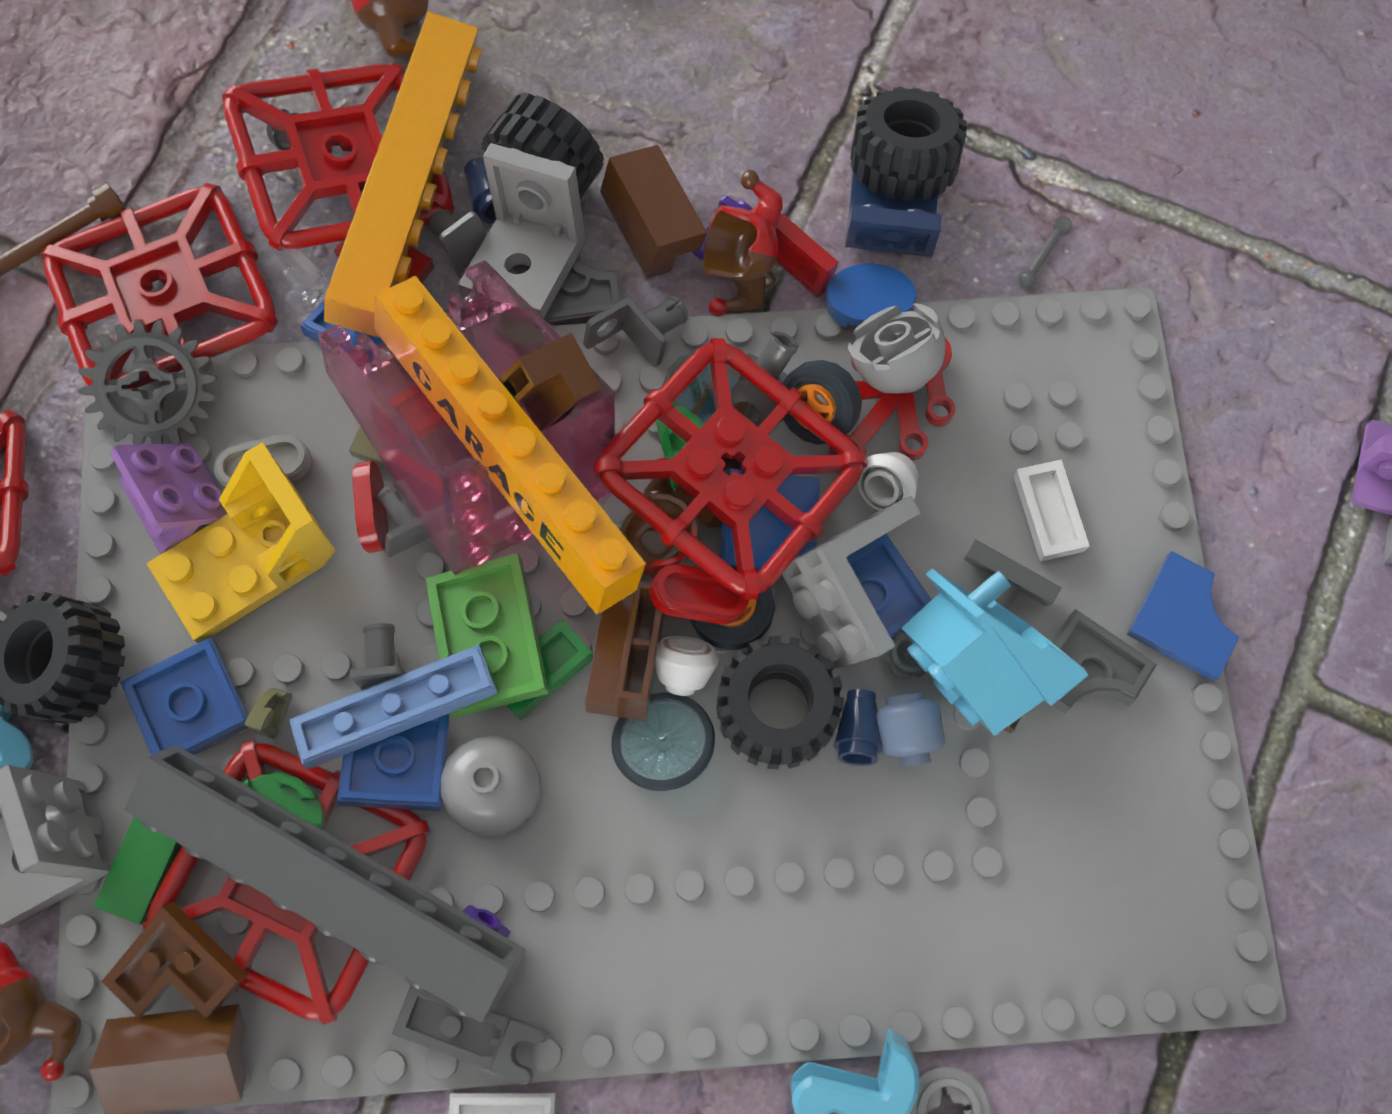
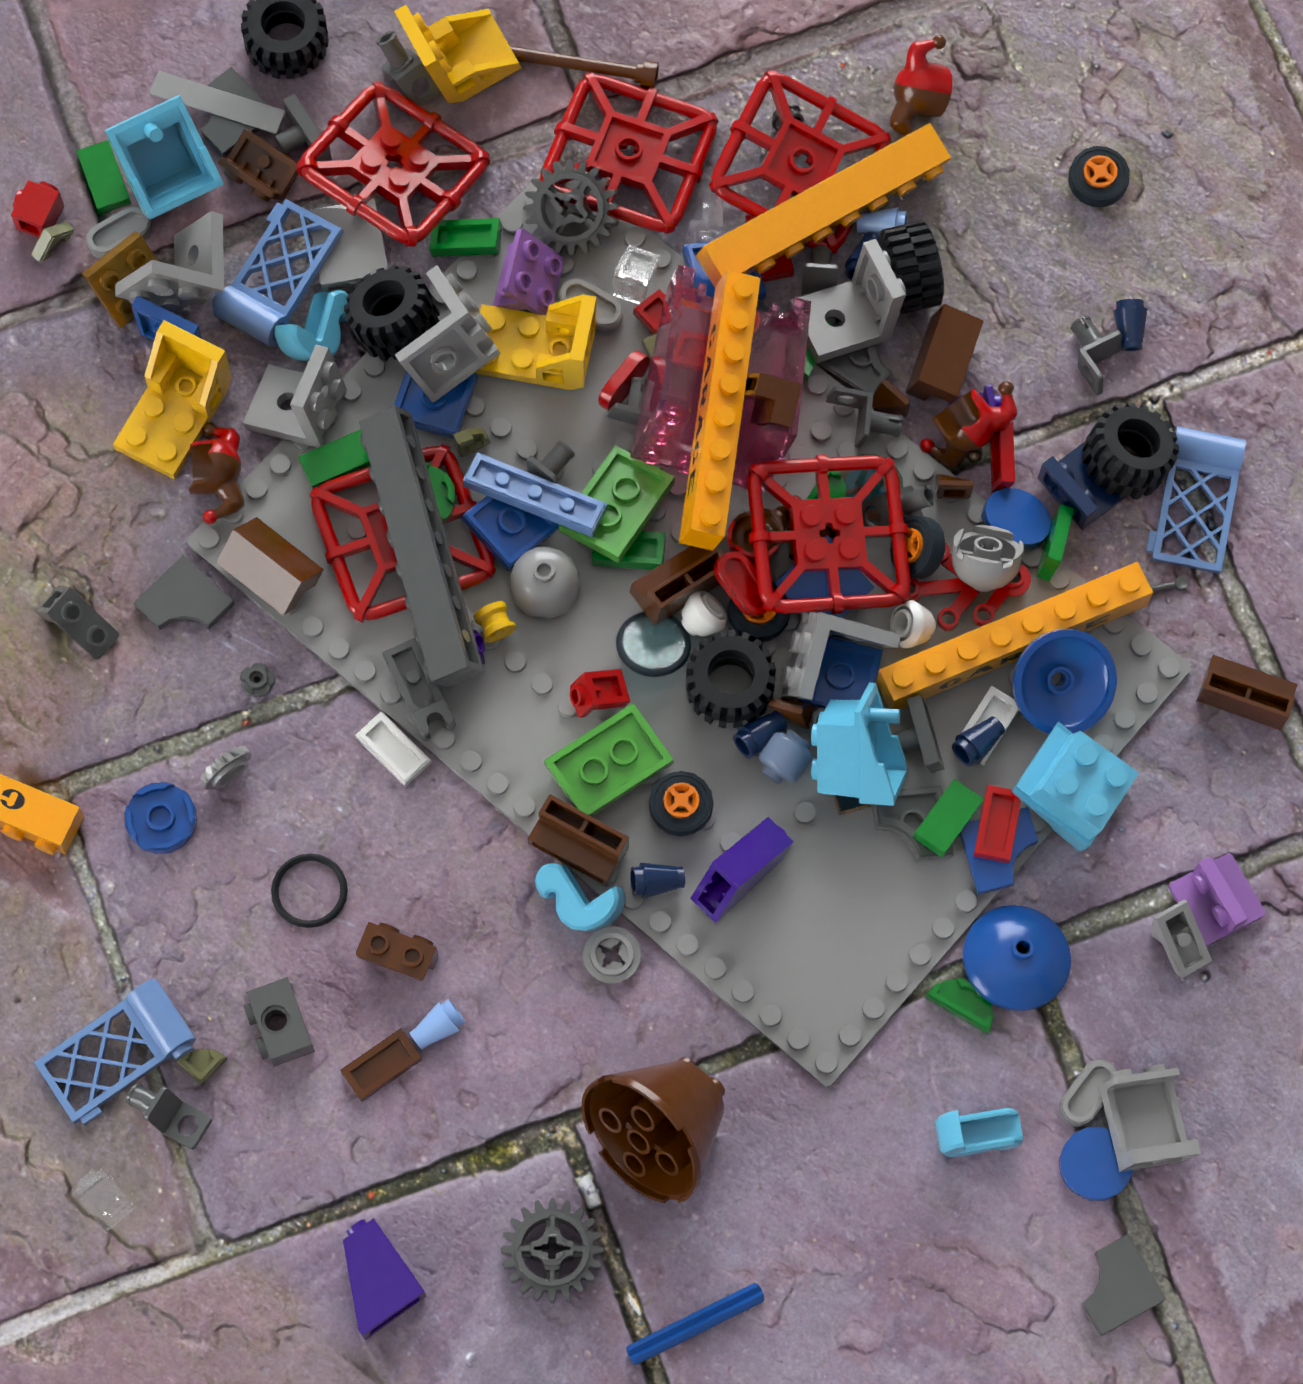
camera: 45 degrees right, 0 degrees up
(66, 512) = (466, 237): none -> green tile
(144, 617) = (459, 335): none -> light grey bracket
(177, 954) = (317, 513): reddish brown plate -> none
(279, 395) = (634, 274): none -> clear bracket
(332, 415) = (650, 311): none -> red tile
(468, 143) = (881, 220): none -> light blue cone
(479, 879) = (494, 621): none -> yellow wheel
(646, 290) = (890, 400): none -> reddish brown slope
(659, 846) = (598, 691): none -> red bracket
(743, 910) = (609, 761): none -> bright green plate
(776, 88) = (1095, 350): none -> dark grey bracket
(781, 41) = (1130, 321): none -> dark blue cone
(787, 318) = (952, 487): none -> reddish brown slope
(800, 1029) = (578, 840): none -> reddish brown piece
(865, 674) = (794, 710): none -> reddish brown slope
(874, 863) = (681, 791): none -> black wheel
(915, 986) = (655, 879): none -> dark blue cone
(932, 284) = (1055, 543): none -> green tile
(977, 89) = (1206, 455): none -> medium blue piece
(991, 406) = (1008, 637): none -> light orange brick
(991, 887) = (741, 869): none -> dark purple slope
(1070, 533) = (977, 741): none -> dark blue cone
(1084, 400) = (1085, 683): none -> blue dish
(1121, 634) = (948, 818): none -> green tile
(1168, 594) = (997, 824): none -> red tile
(1206, 485) = (1074, 785): none -> medium azure piece
(1227, 264) = (1247, 692): none -> reddish brown piece
(1291, 723) = (1003, 973): none -> blue dish
(1308, 796) = (963, 1001): none -> green tile

